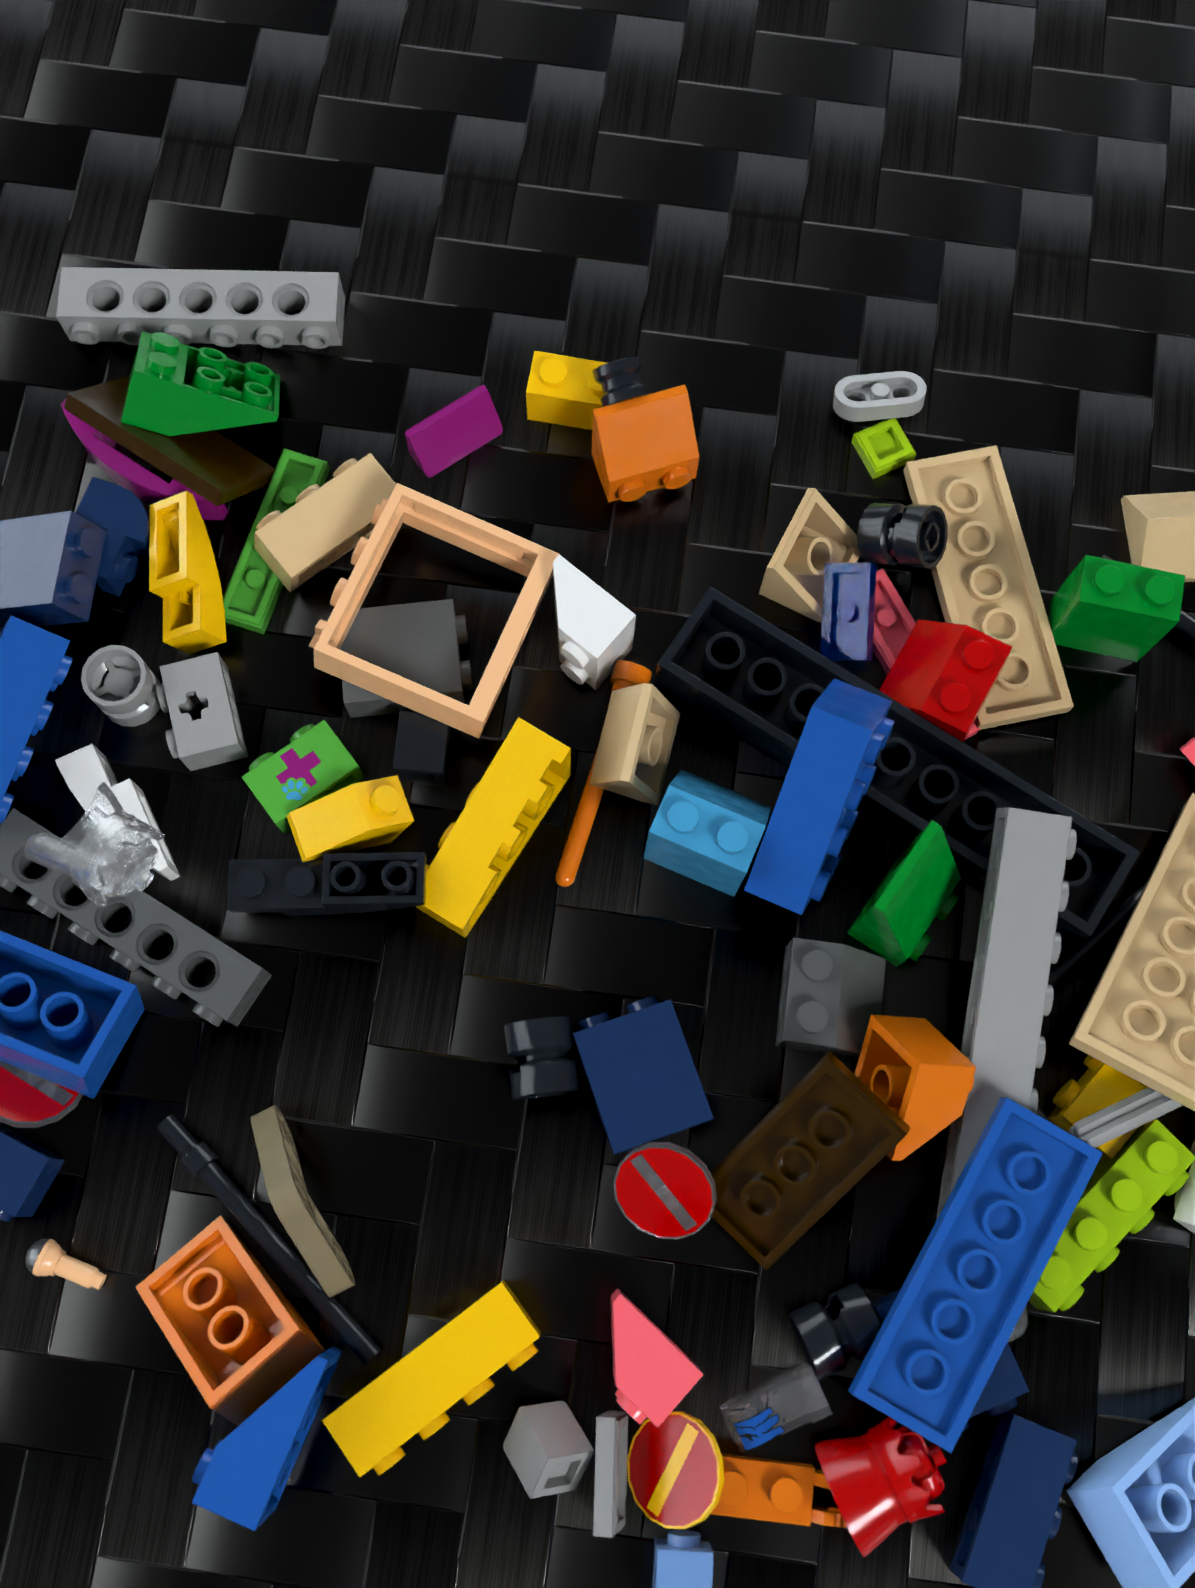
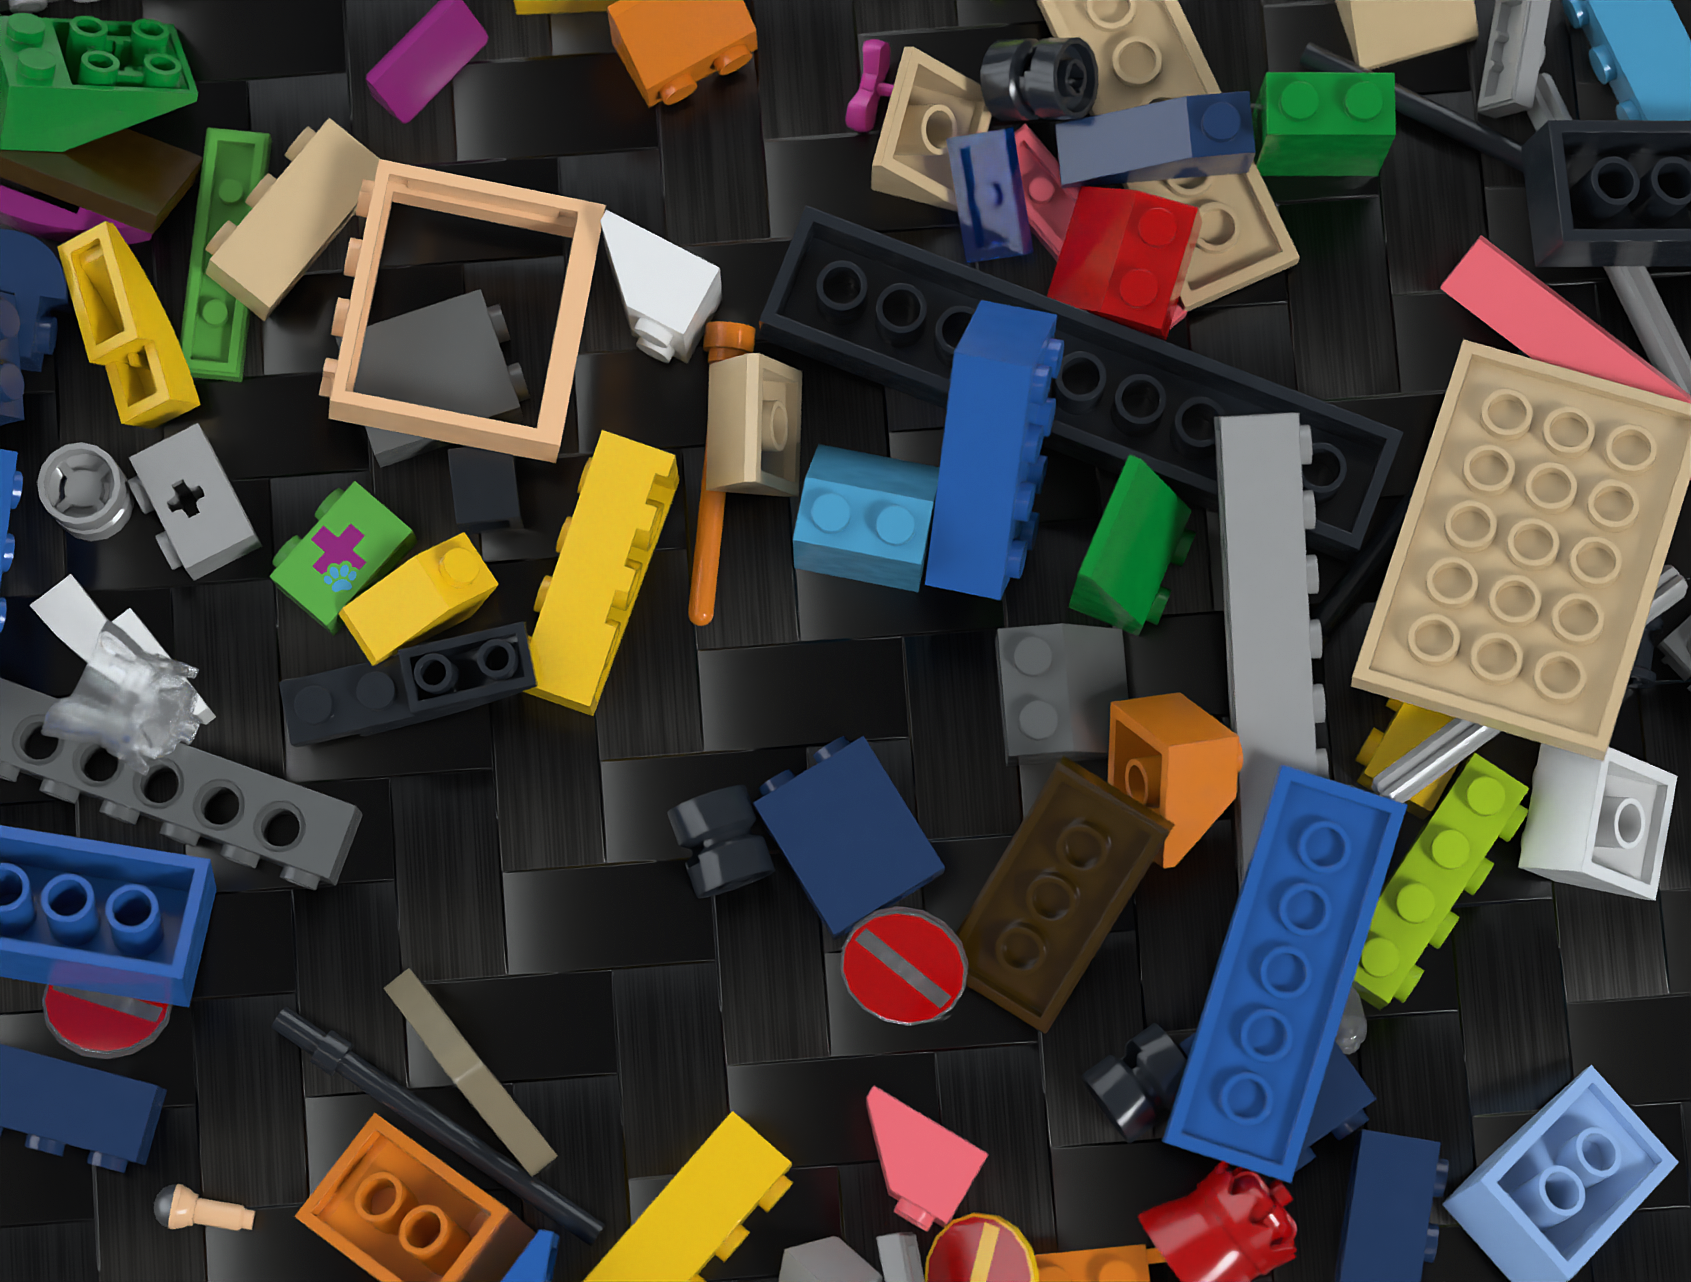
camera: 10 degrees left, 5 degrees up
(765, 530) = (863, 106): none -> dark pink piece
(775, 1407) = (1086, 1186): clear leg -> none
(988, 597) = (1159, 141): none -> dark blue slope

